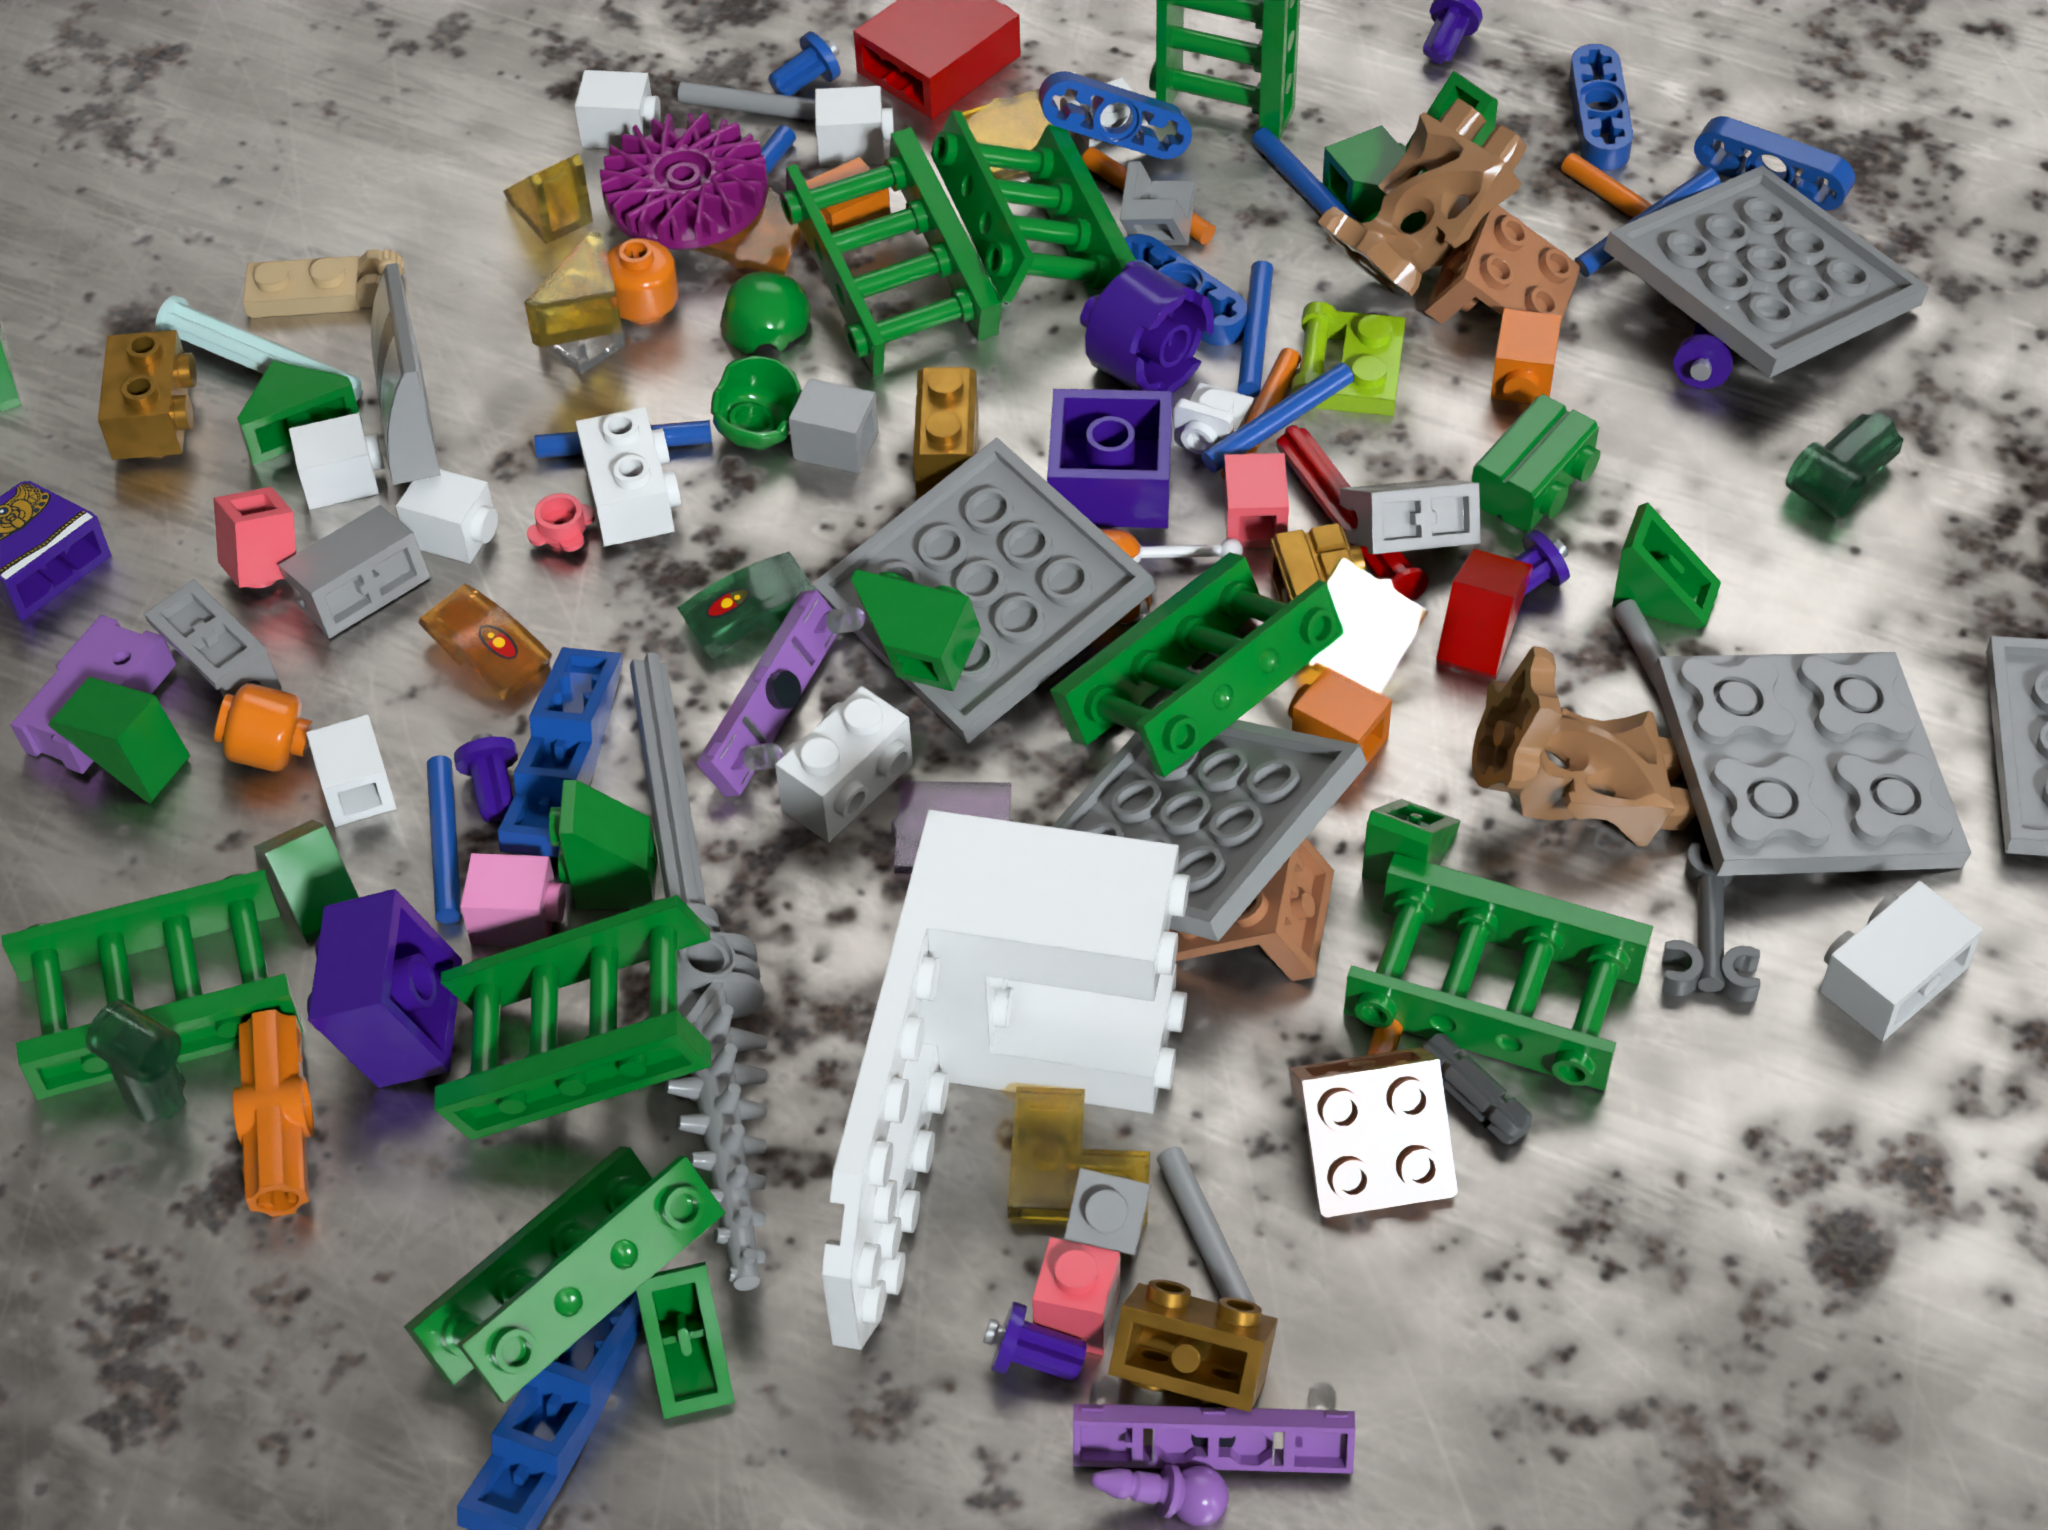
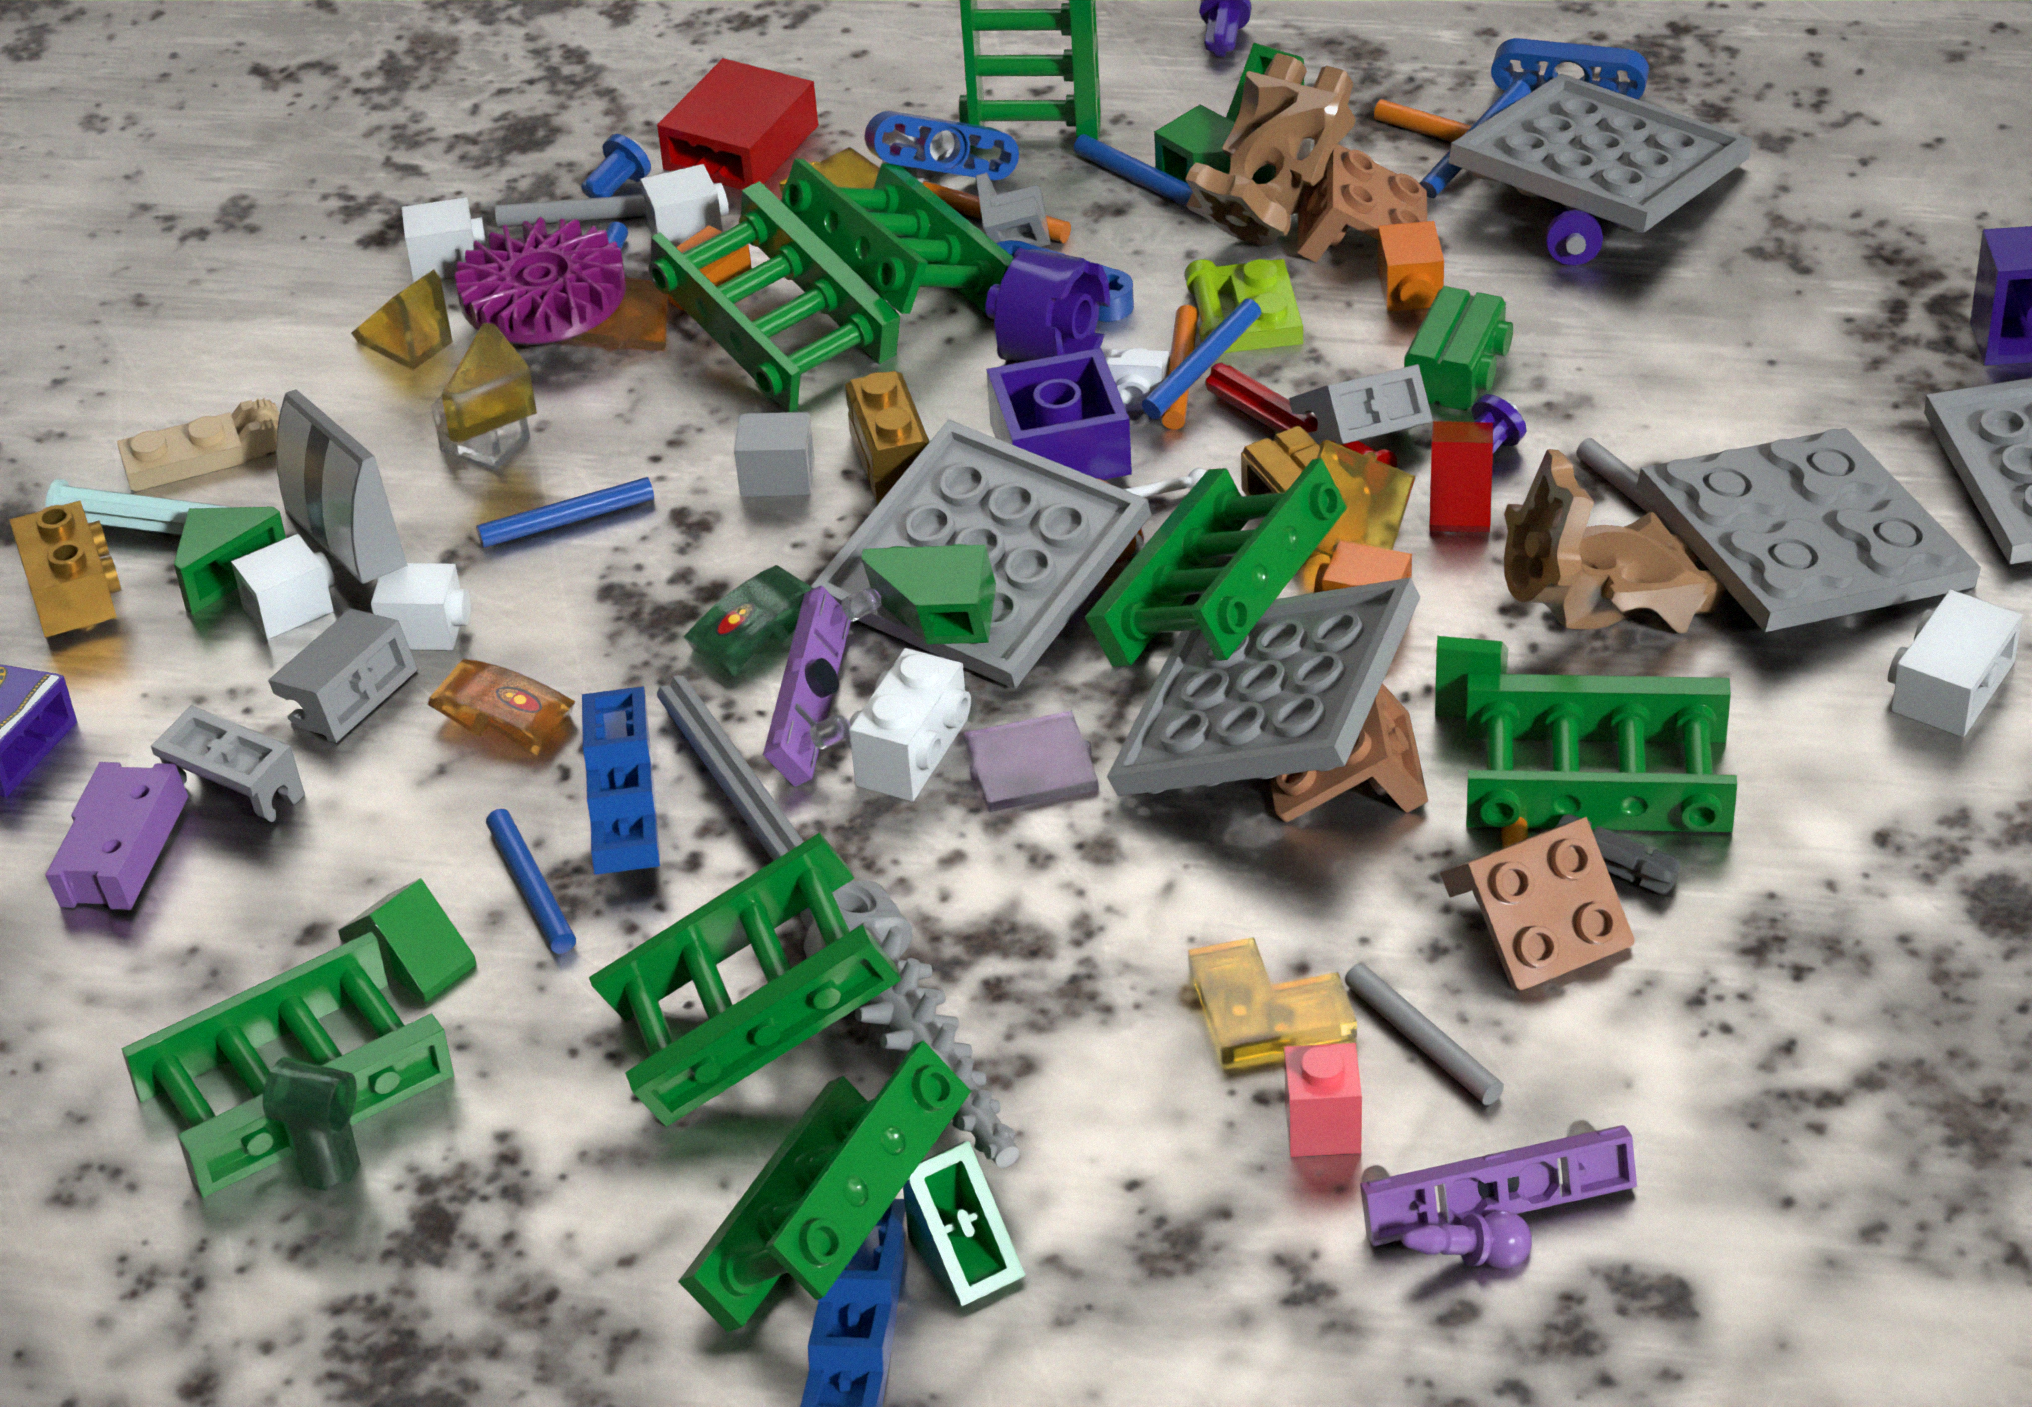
camera: 15 degrees left, 10 degrees down
(123, 734) = (171, 854): green slope -> none
(254, 536) = (233, 662): coral brick -> none
(262, 727) = (308, 823): orange head -> none
(273, 1113) = (462, 1143): orange piece -> none
(351, 770) = (415, 837): white brick -> none
(382, 989) = (540, 1000): dark purple brick -> none
(487, 762) = (551, 801): dark purple piece -> none
(511, 899) = (625, 906): bright pink brick -> none
(560, 522) = (534, 592): coral plate -> none
(603, 849) = (706, 838): green slope -> none
(627, 477) = (589, 534): white brick -> none
(643, 279) = (547, 367): orange head -> none
(755, 402) = (691, 448): green hair -> none
(764, 310) = (661, 375): green hair -> none
(1009, 968) = (1163, 886): white bracket -> none
(1033, 1346) = (1296, 1153): dark purple piece -> none
(1107, 1211) = (1327, 1010): light grey brick -> none
(1193, 1345) = (1452, 1109): pearl gold brick -> none
(1255, 329) = (1144, 297): blue bar -> none
(1255, 498) = (1207, 427): coral brick -> none
(1593, 122) = (1378, 36): blue beam -> none
(1664, 573) = (1612, 409): green slope -> none
(1706, 963) = (1778, 706): dark grey bar -> none
(1839, 471) = (1735, 297): clear green piece -> none

